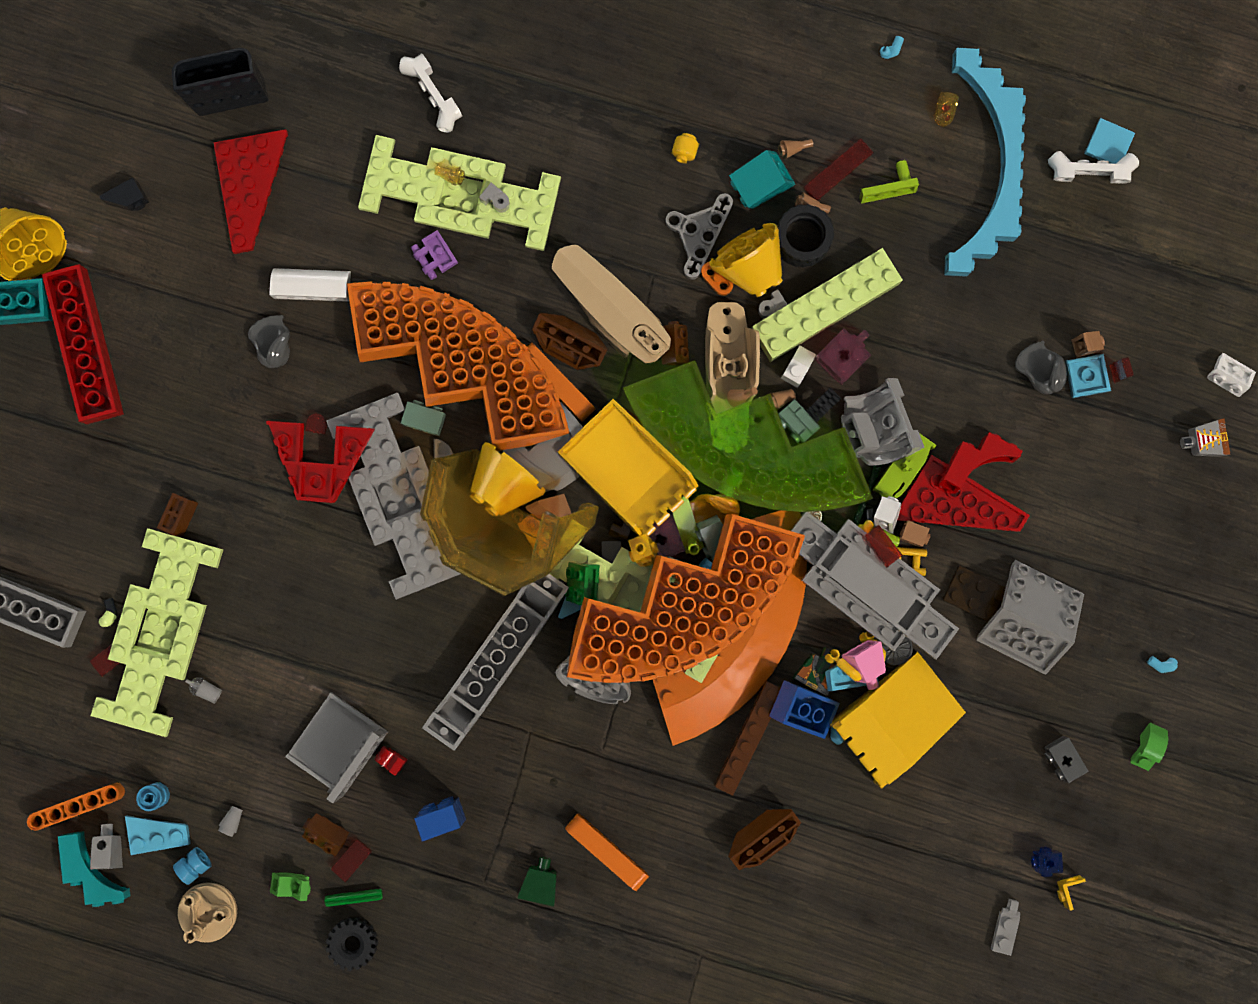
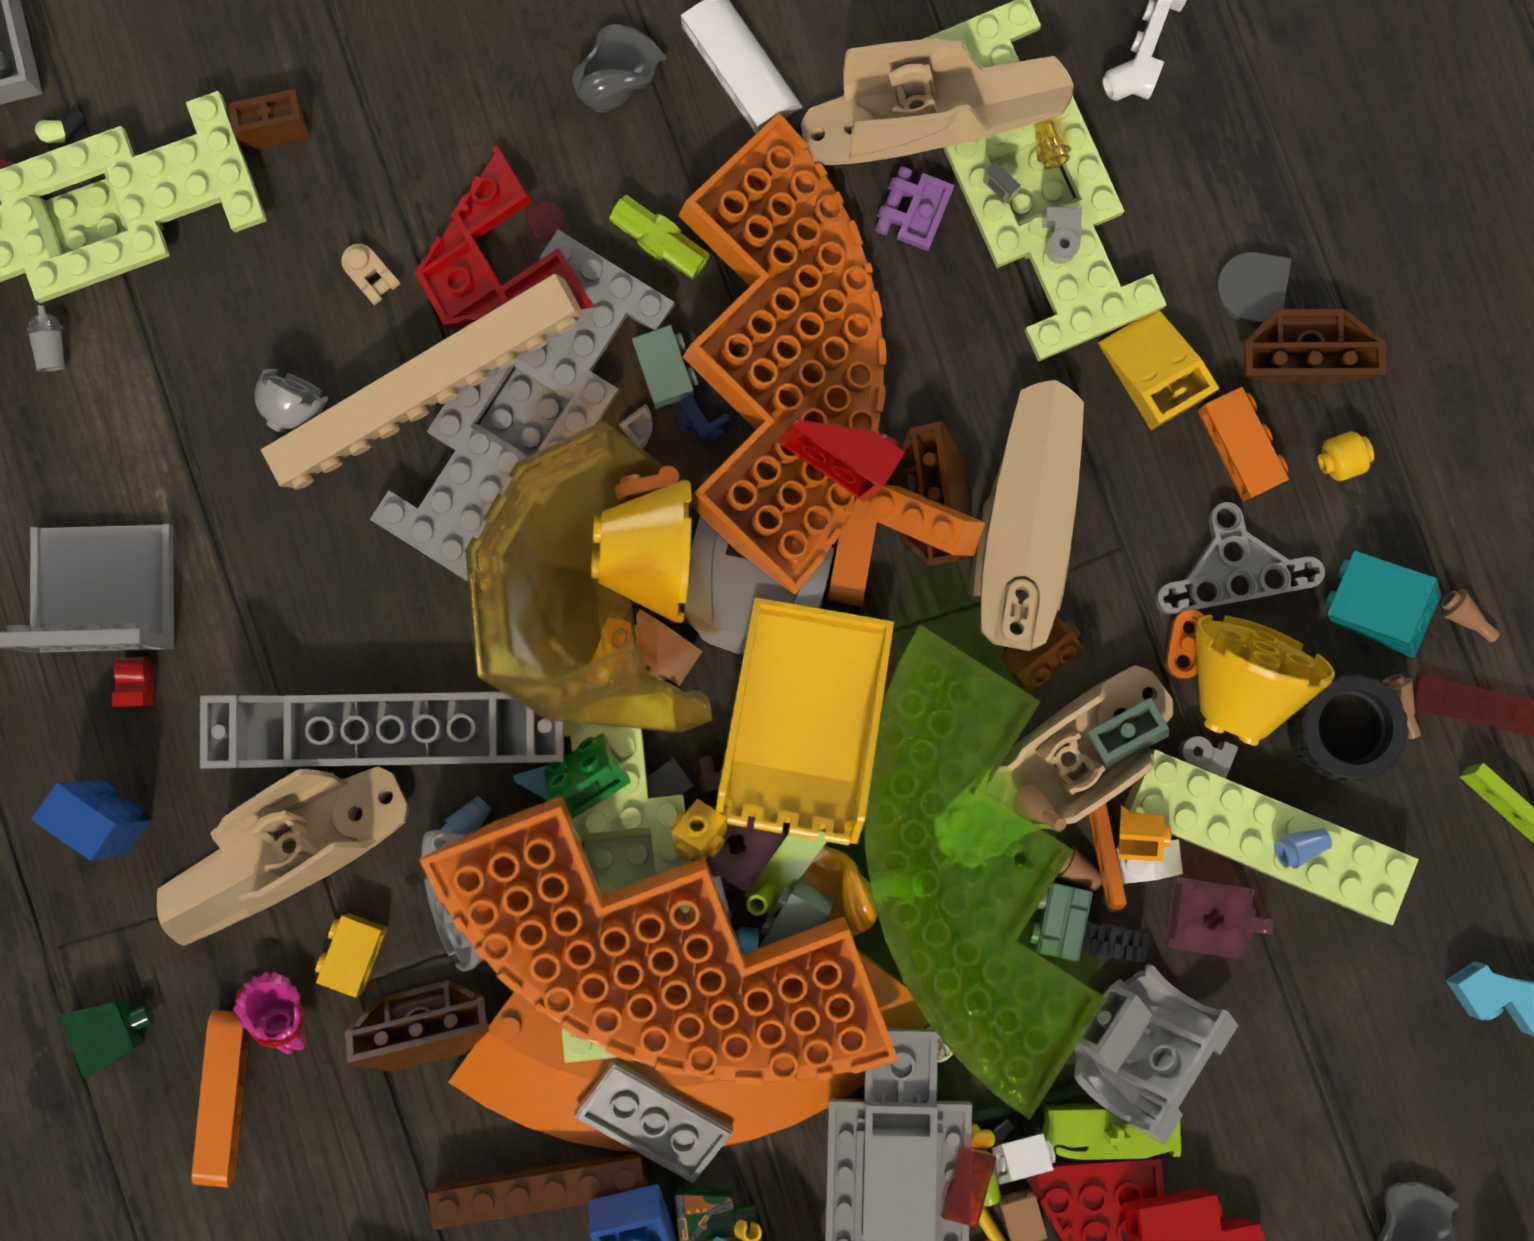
camera: 60 degrees right, 0 degrees up
(275, 522) = (361, 265): none -> tan plate
(314, 598) = (287, 400): none -> light grey cylinder
(351, 530) = (423, 382): none -> tan brick
(362, 378) = (659, 236): none -> lime piece
(391, 212) = (929, 98): none -> tan piece
(453, 208) = (1001, 182): none -> dark grey tile
(457, 421) = (694, 419): none -> clear blue bracket
(469, 469) = (634, 486): none -> orange plate
(513, 746) = (280, 846): none -> tan piece
(525, 365) = (848, 456): none -> red slope
(562, 651) = (468, 818): none -> medium blue cone
(578, 351) = (926, 520): none -> orange brick
(581, 132) = (1253, 286): none -> dark grey tile
(585, 201) = (1158, 368): none -> yellow slope
(585, 748) = (350, 954): none -> yellow brick
(585, 800) = (272, 1012): none -> dark pink hair
(627, 127) = (1313, 348): none -> reddish brown wedge
(639, 740) = (417, 1027): none -> reddish brown wedge
(647, 188) = (1243, 443): none -> orange brick
(737, 332) = (1128, 733): none -> sand green brick
(755, 664) = (653, 1120): none -> light grey tile
(785, 382) = (1107, 859): none -> orange tile
(786, 359) = (1143, 836): none -> light orange window
(839, 295) = (1300, 847): none -> medium blue cone

